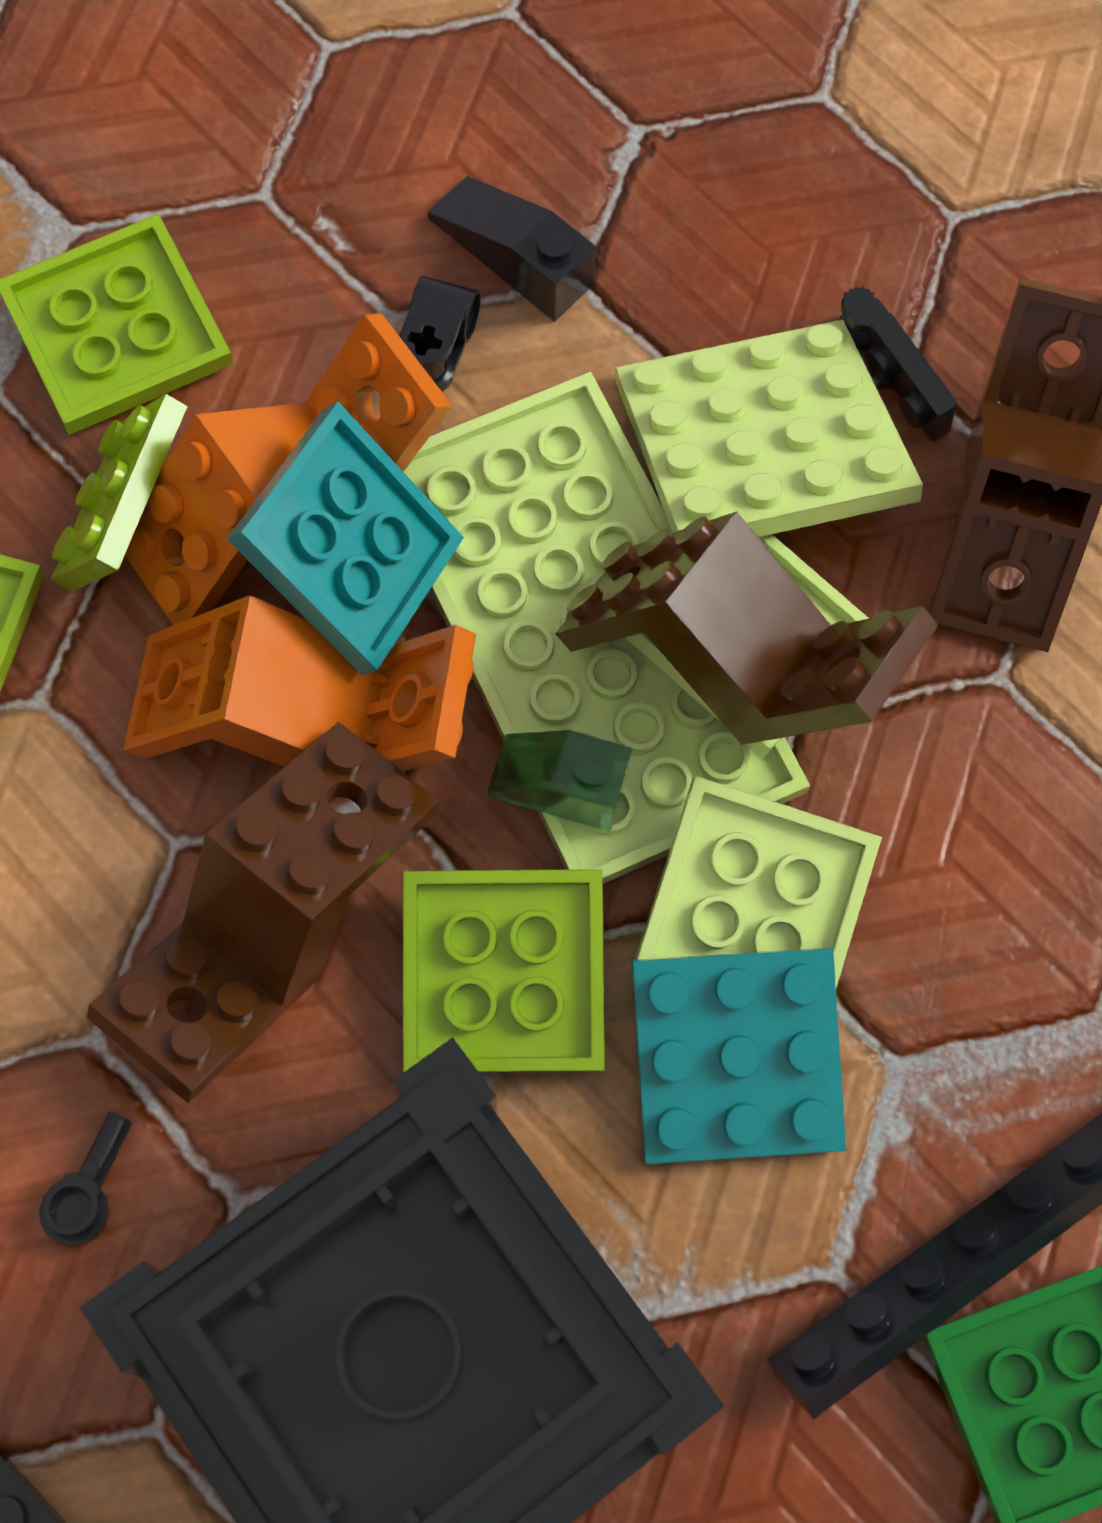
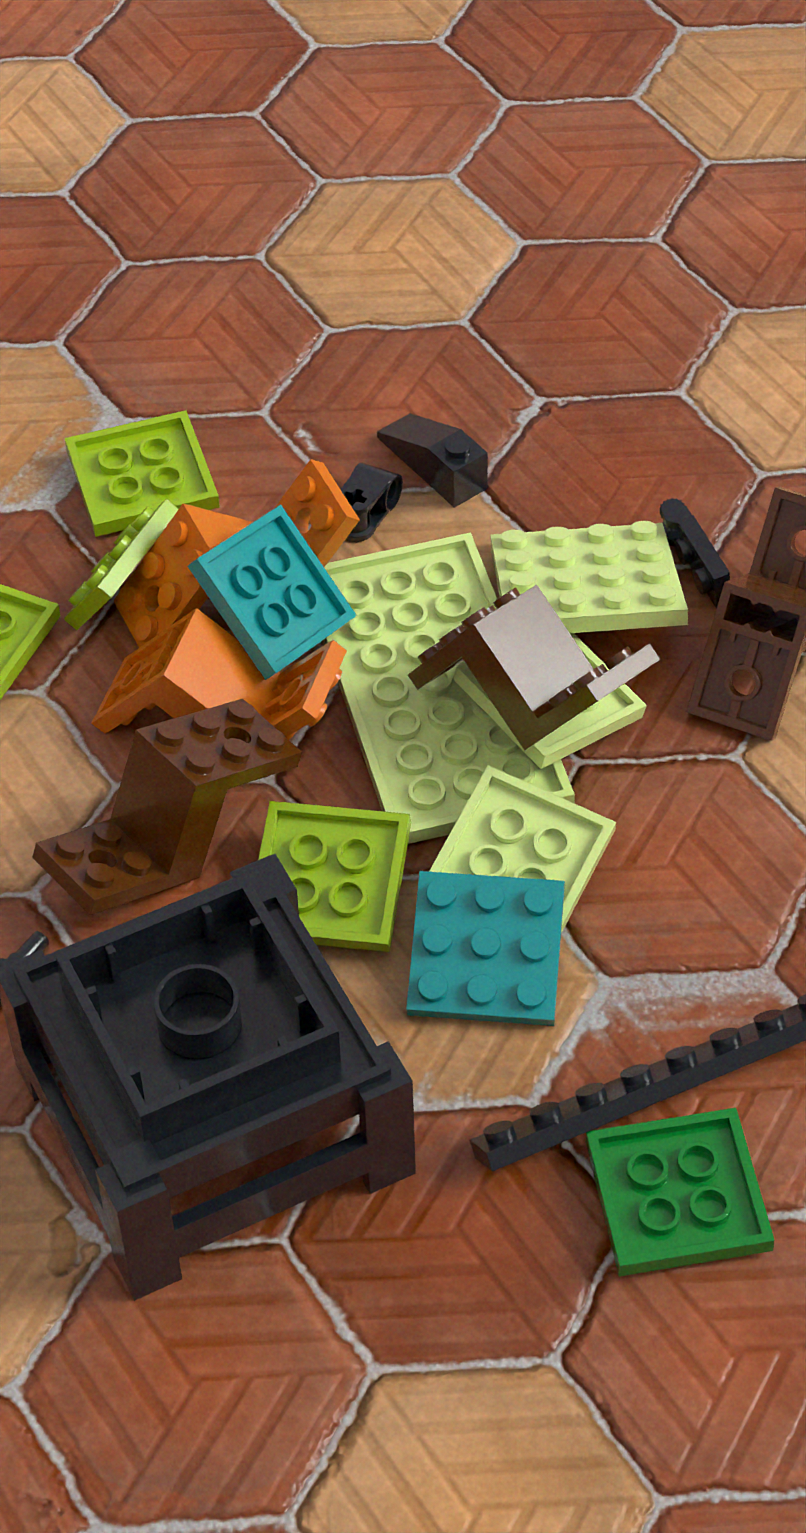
camera: 15 degrees right, 20 degrees down
(562, 775) = (398, 760): clear green slope -> none

